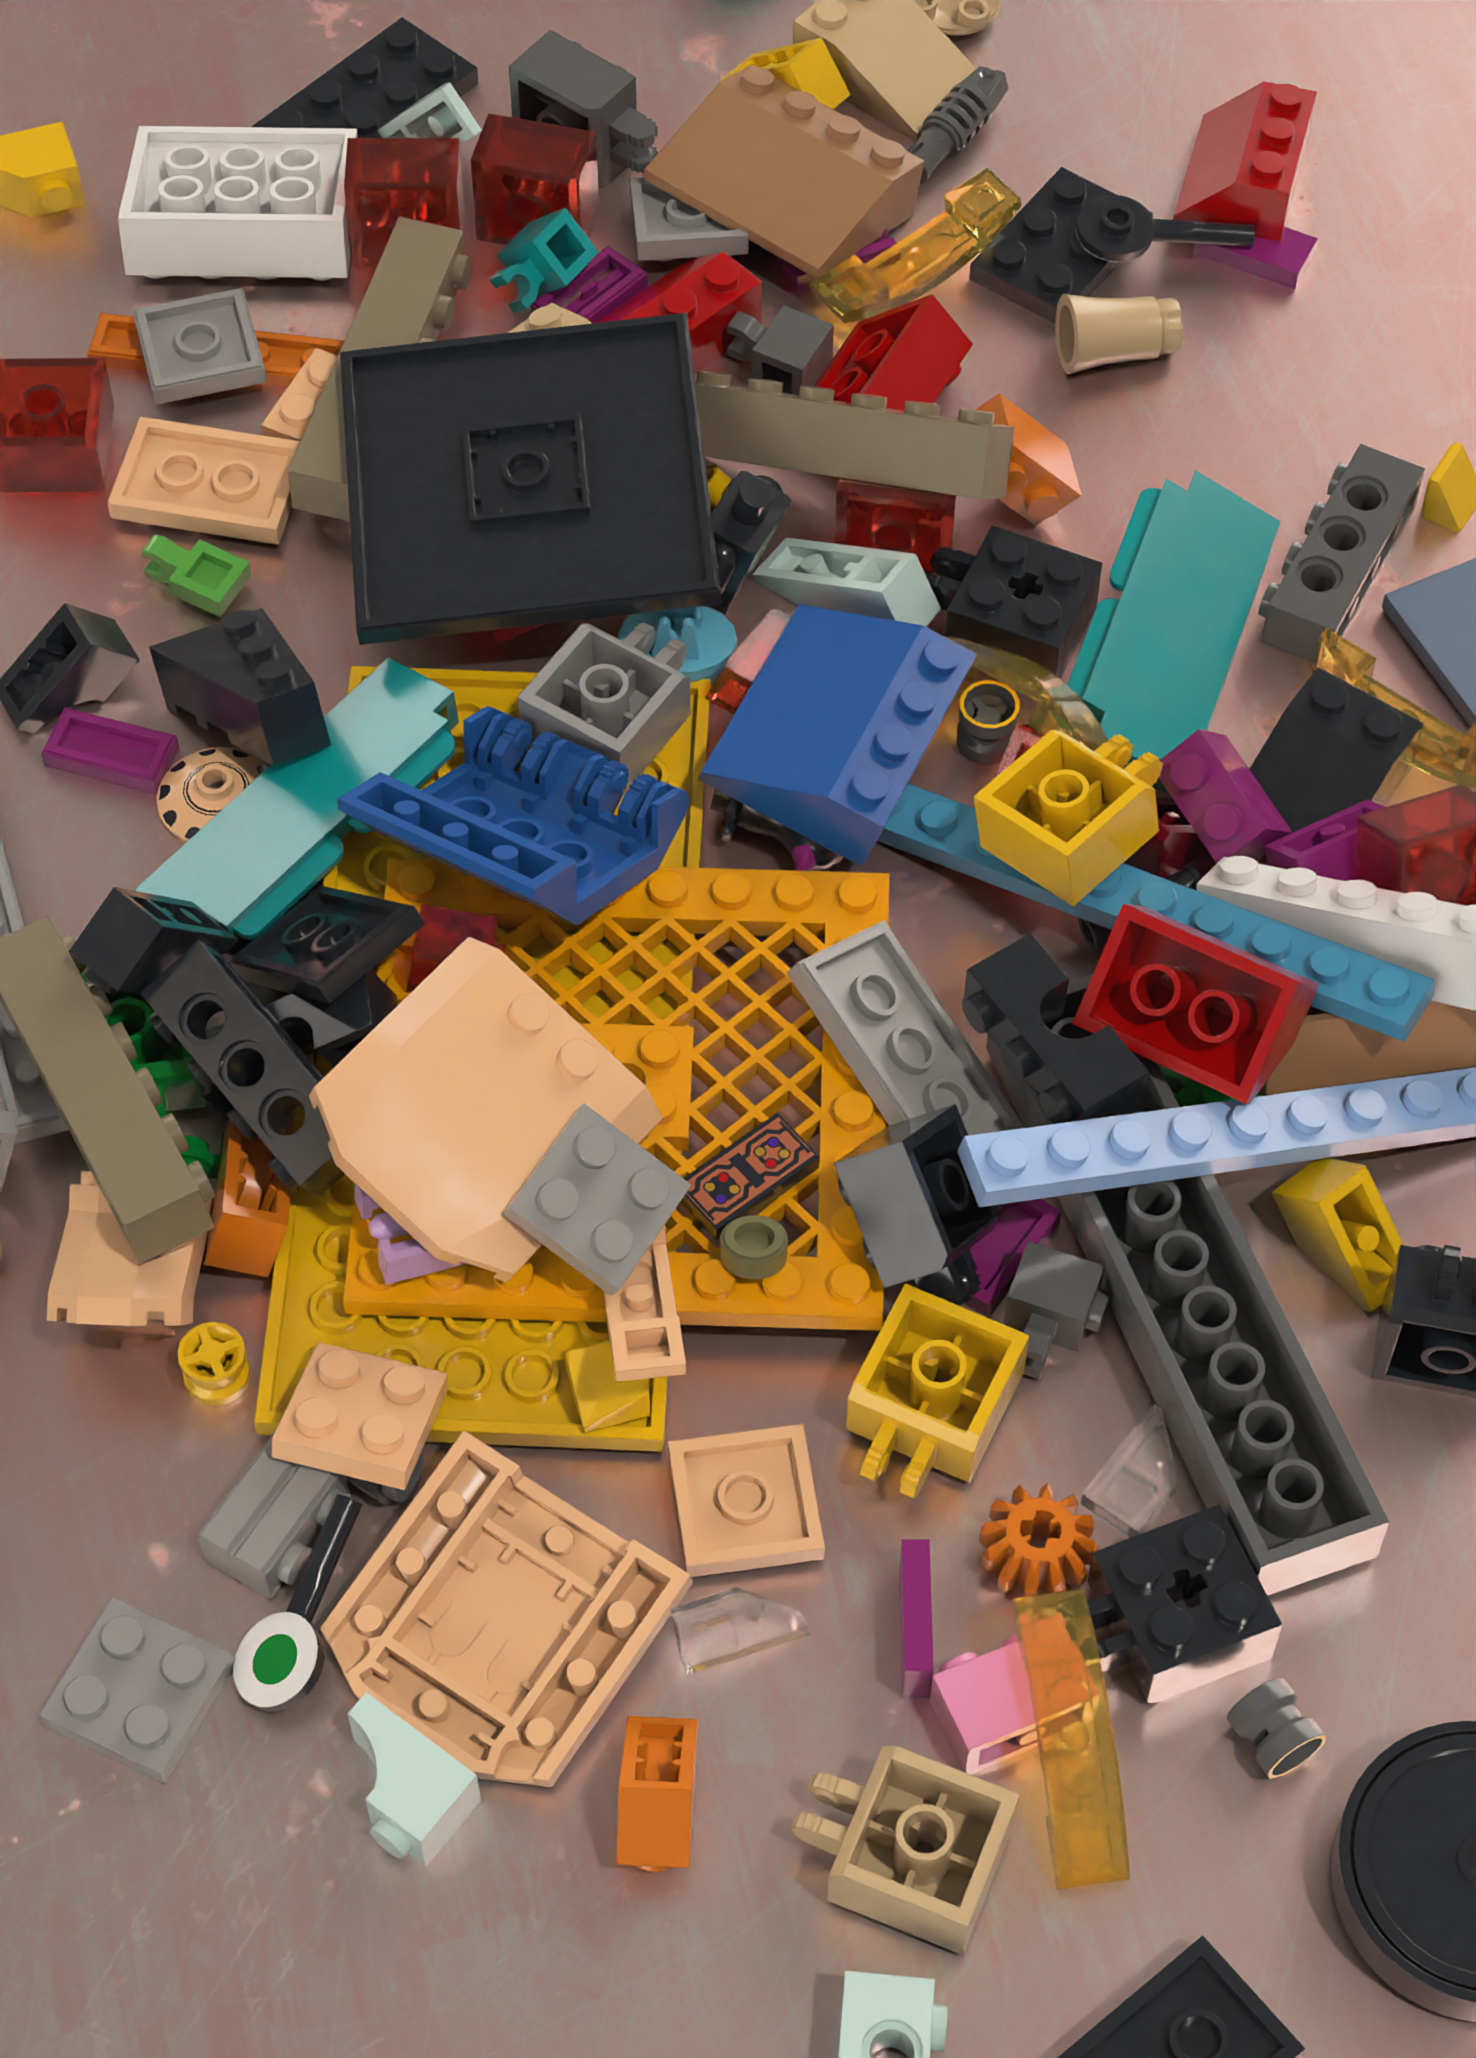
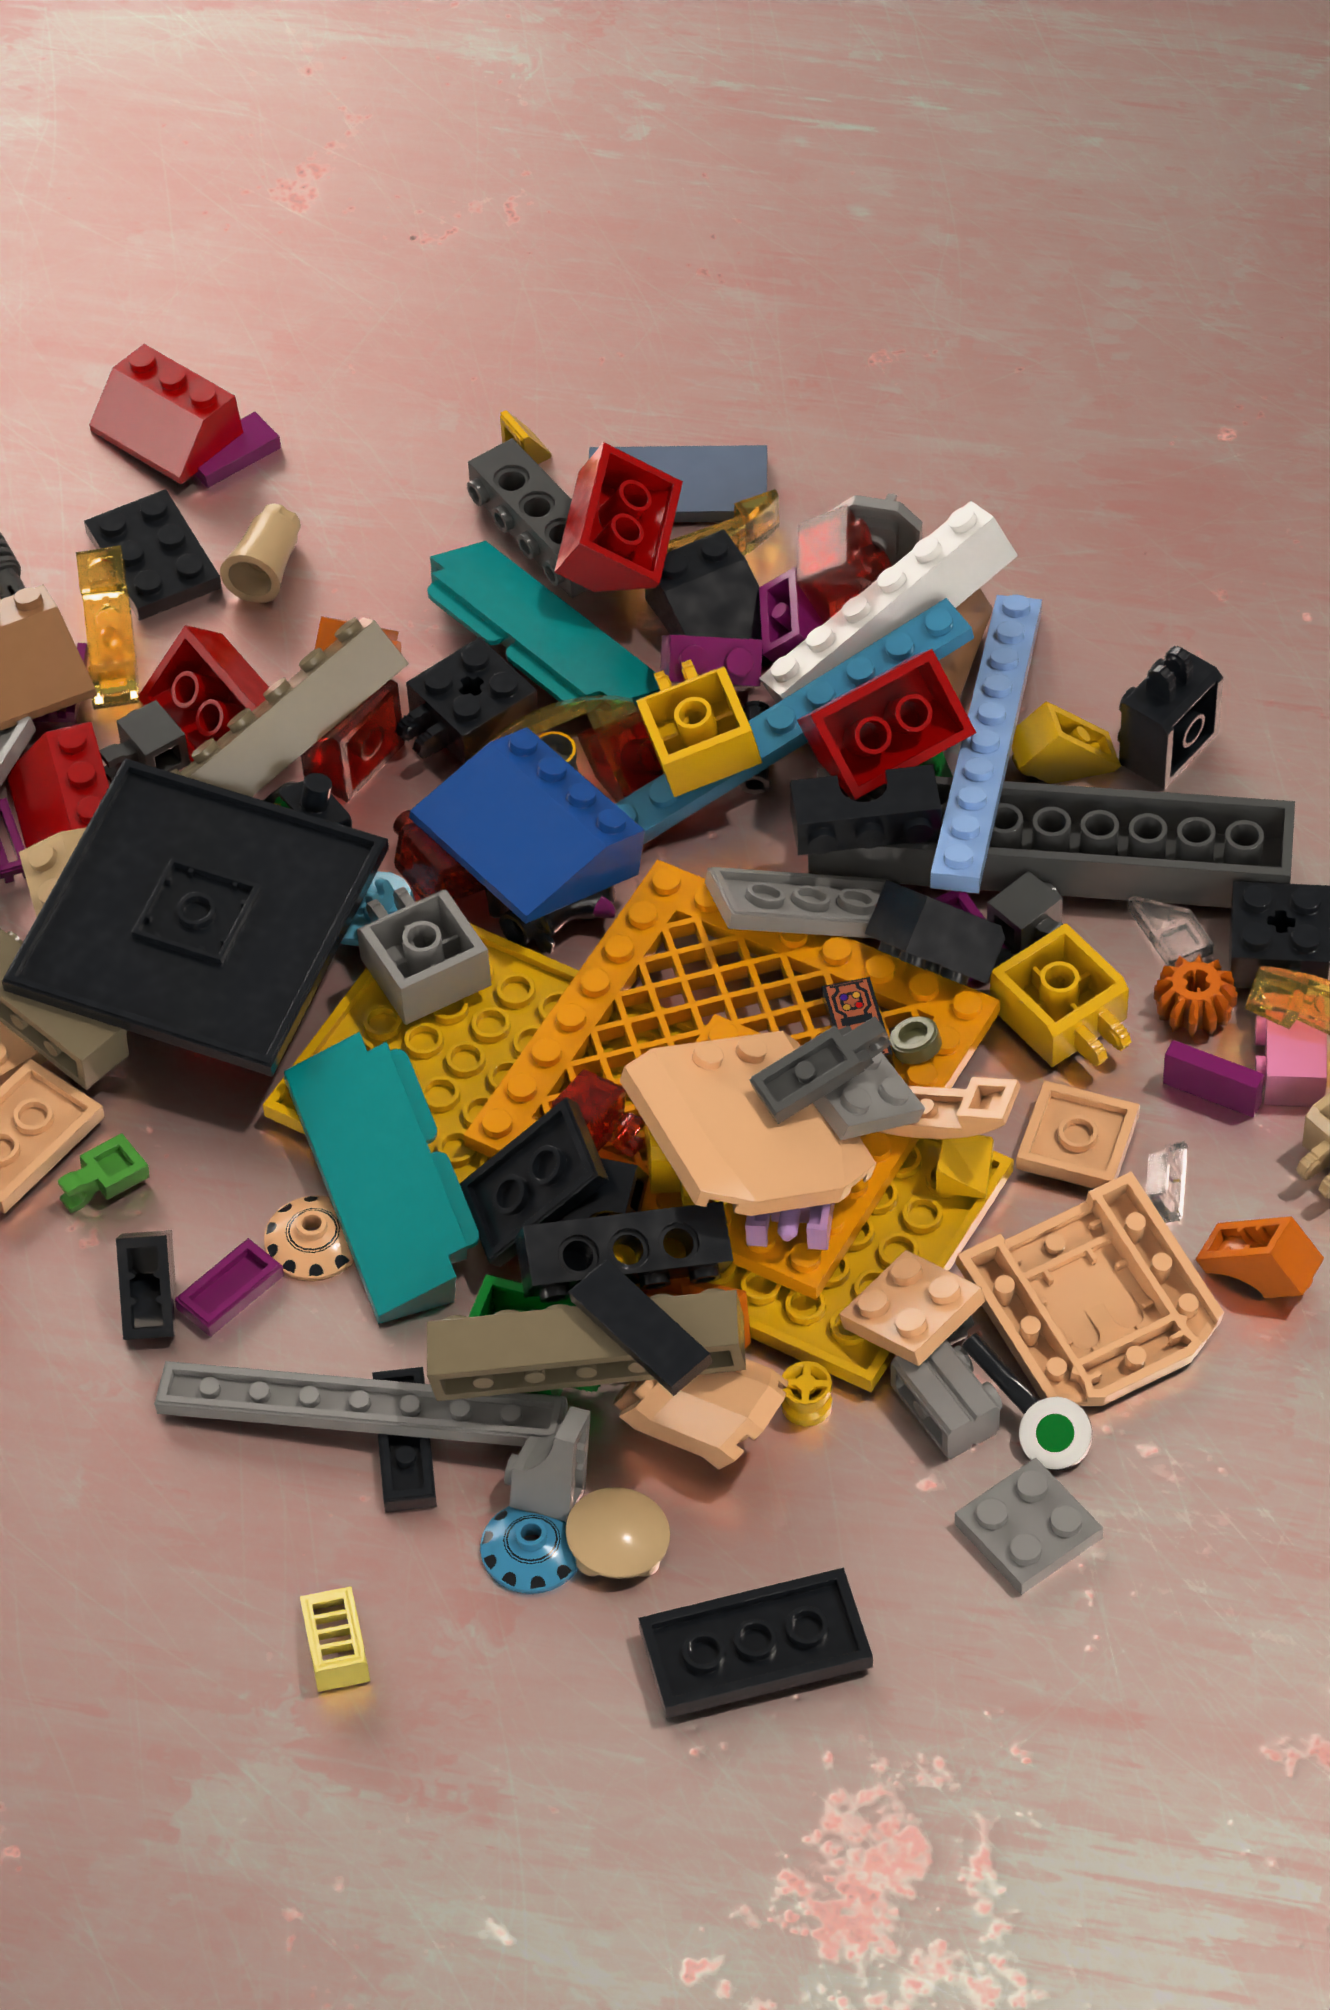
camera: 60 degrees left, 5 degrees down
(100, 1116) = (640, 1327): none -> black tile
(140, 936) = (489, 1270): black slope -> none
(245, 684) = (256, 1158): black wedge -> none
(418, 1786) = (1183, 1387): light aqua arch -> none
(534, 831) = (506, 1033): blue slope -> none
(557, 1131) = (818, 1067): none -> dark grey hinge
(850, 580) = (394, 782): light aqua slope -> none
(1123, 229) = (180, 509): black piece -> none
(1343, 610) = (618, 523): none -> red slope

